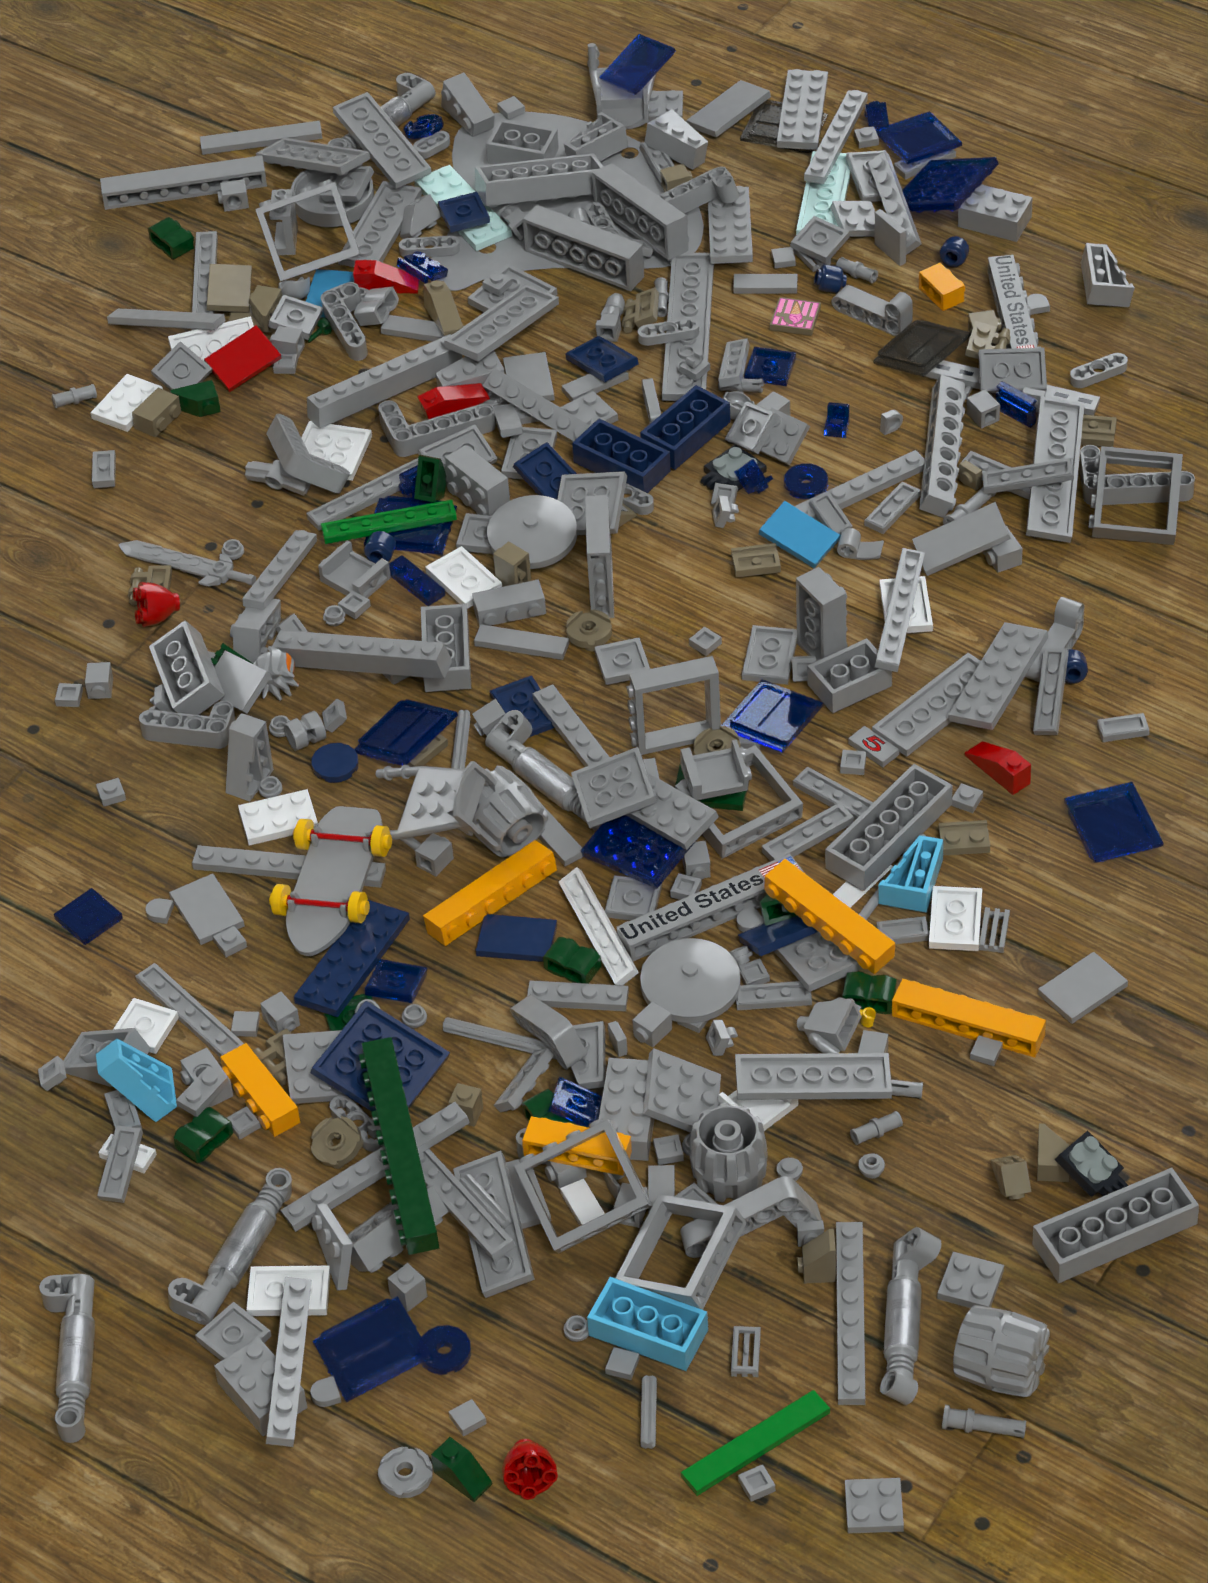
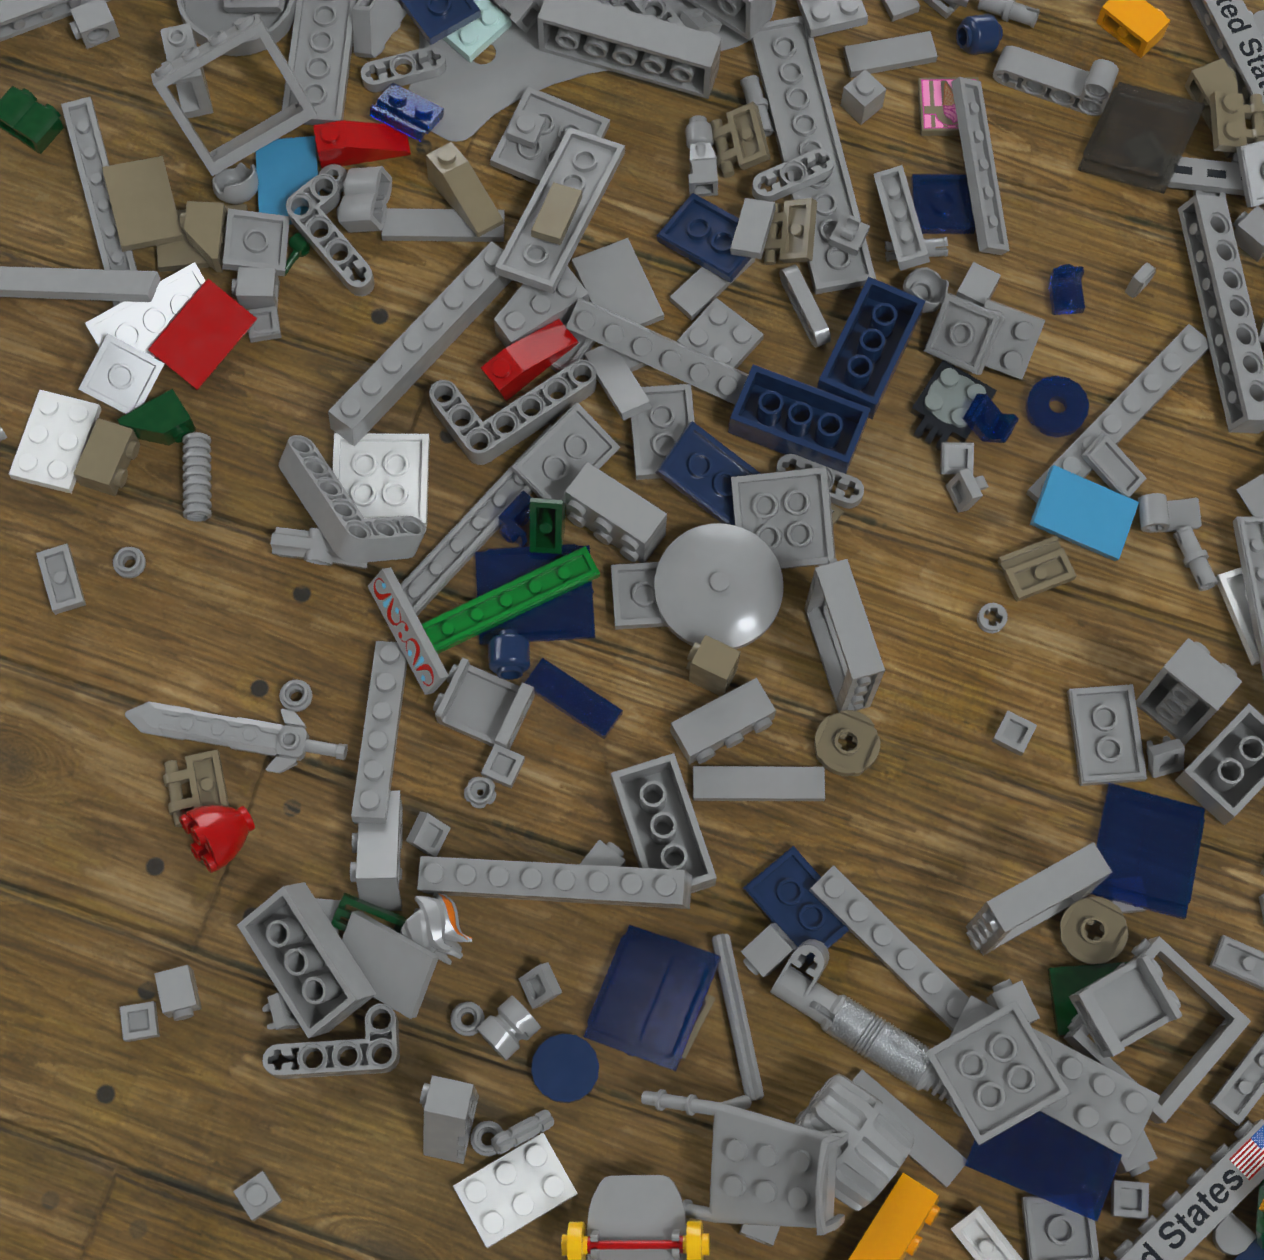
camera: 20 degrees left, 25 degrees up
(150, 467) = (123, 556): none -> light grey plate
(211, 431) = (196, 476): none -> light grey piece
(293, 783) = (522, 1131): none -> light grey axle
(317, 522) = (408, 631): none -> light grey tile
(462, 575) = (642, 683): white plate -> none
(496, 319) = (556, 213): none -> dark tan tile
(621, 659) = (912, 794): light grey plate -> none
(628, 352) = (753, 228): none -> light grey tile
(655, 360) = (797, 234): none -> dark tan plate
(713, 577) = (1000, 614): none -> light grey bush
(735, 300) = (863, 97): none -> light grey brick
(800, 345) = (980, 166): none -> light grey plate
(869, 571) = (1195, 558): none -> light grey pin
(892, 507) = (1187, 431): light grey tile -> none

